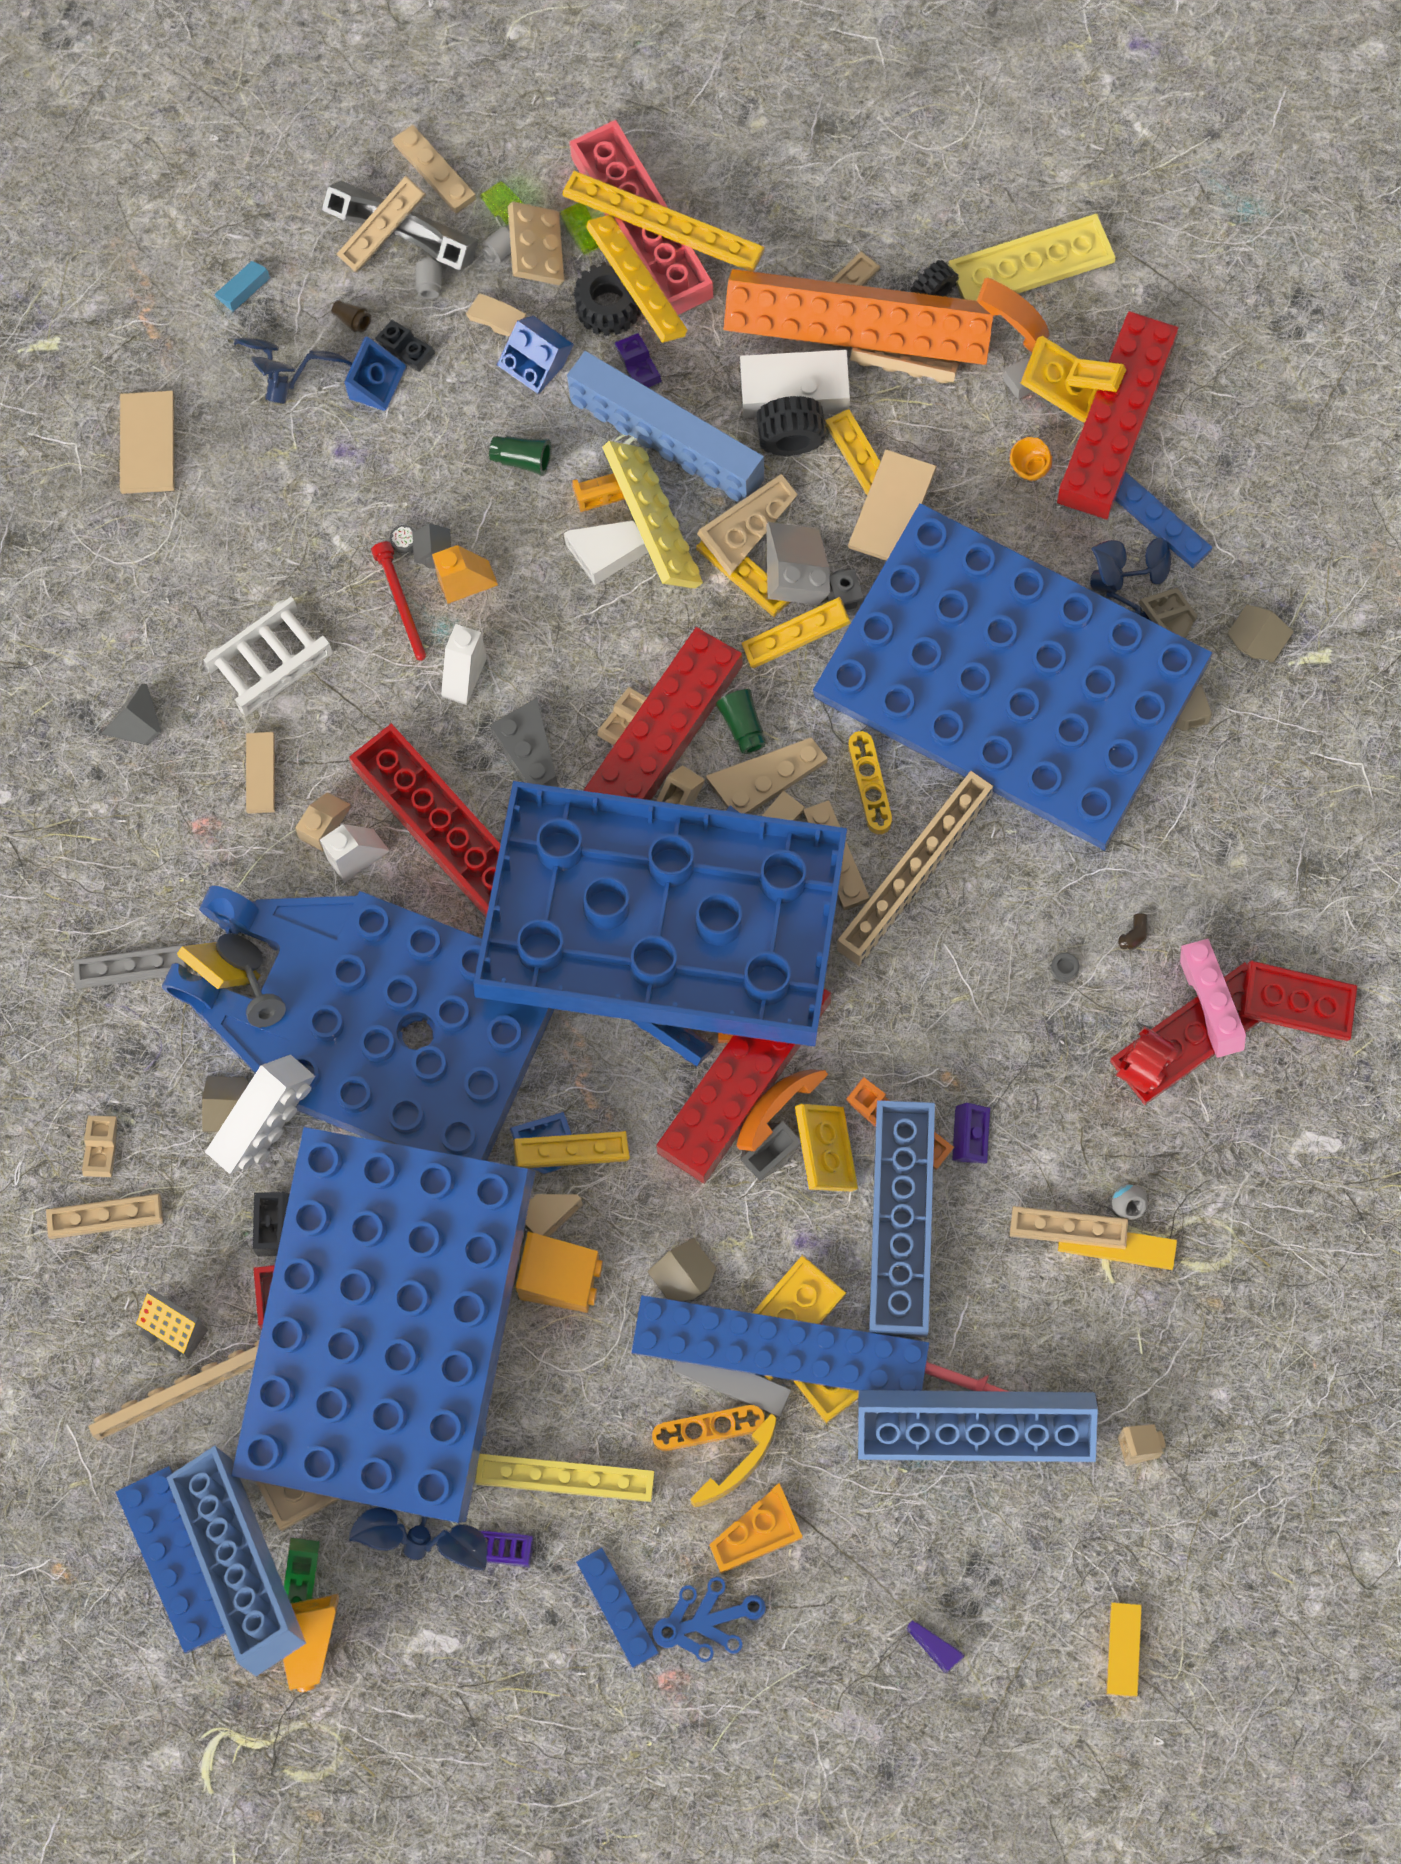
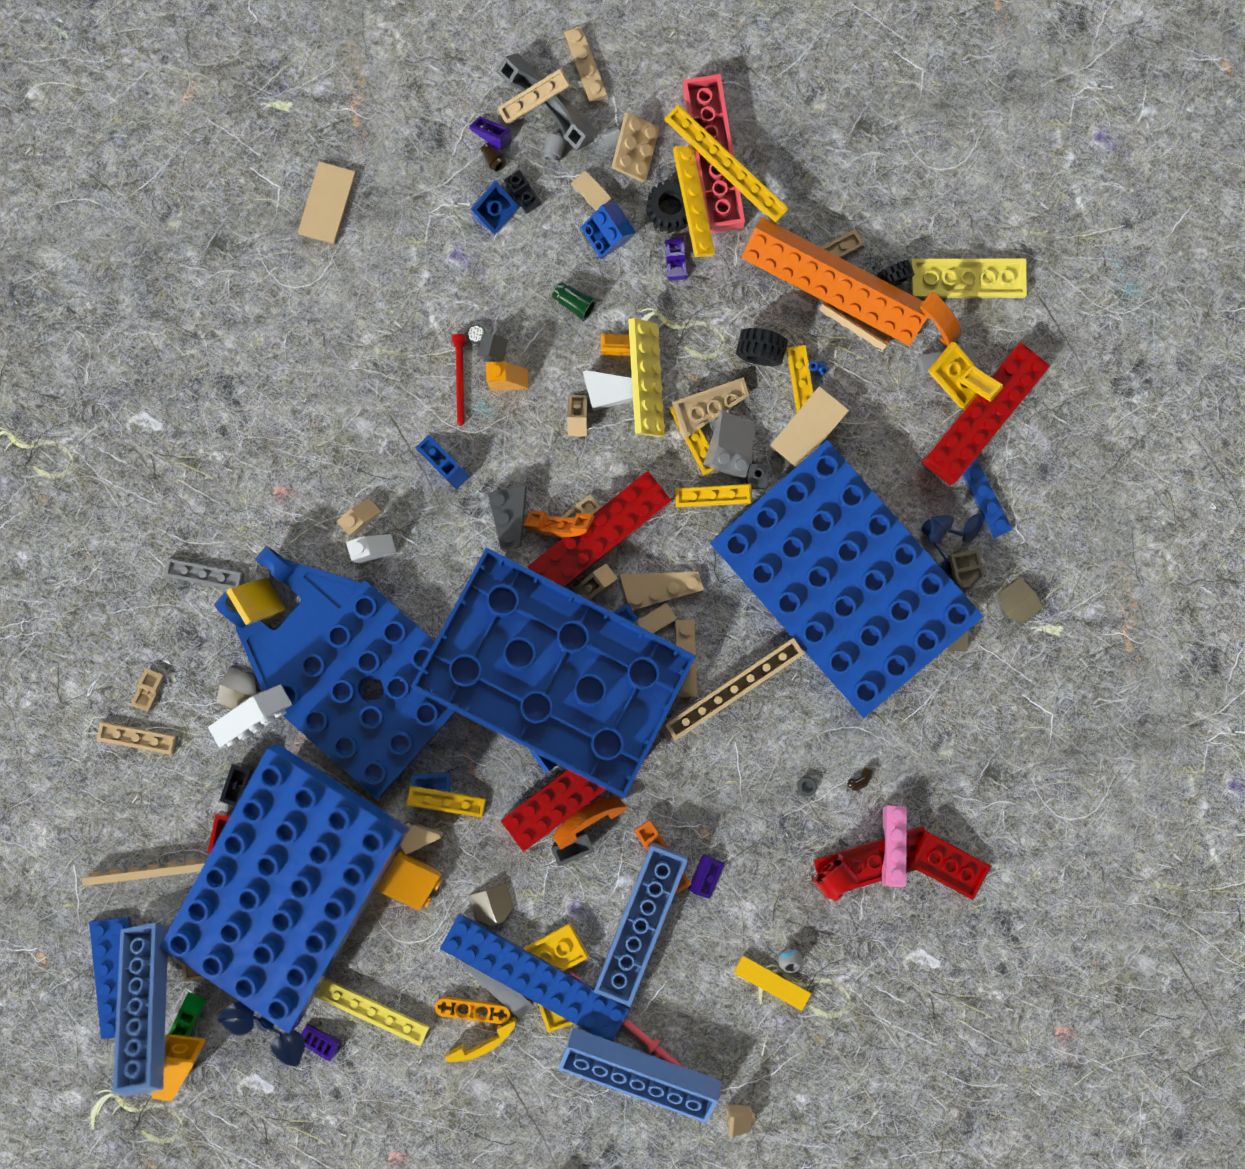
camera: 15 degrees right, 15 degrees up
(135, 719) = (258, 402): slope -> none
(170, 1325) = (155, 828): slope -> none
(243, 285) = (427, 108): dark azure slope -> none
(244, 955) = (276, 595): dark grey piece -> none
(260, 772) = (329, 468): tan tile -> none
(271, 681) = (355, 407): white fence -> none
(278, 383) = (427, 189): dark blue plant -> none
(340, 286) = (497, 135): none -> dark purple slope
(415, 711) = (442, 462): none -> blue slope
(430, 812) = (430, 540): red brick -> none
(462, 664) = (484, 443): white slope -> none
(498, 199) = (622, 104): clear neon green slope -> none
(575, 744) = (558, 526): none -> orange slope
(576, 220) = (669, 140): clear neon green slope -> none
(576, 595) = (577, 415): none -> tan slope
(617, 1608) = (378, 1103): blue plate -> none
(665, 427) = (676, 317): medium blue brick -> none
(704, 1622) = (428, 1132): blue plant -> none
(742, 720) = (657, 545): dark green plant -> none
(758, 1532) = (480, 1088): light orange wing -> none
(807, 374) = (776, 312): white brick -> none
(826, 1148) = (609, 858): yellow tile -> none
(867, 783) = (722, 615): yellow beam -> none
(875, 430) = (819, 366): none -> blue arm
(1031, 458) = (915, 425): light orange hair -> none
(1069, 1227) = (745, 963): tan tile -> none

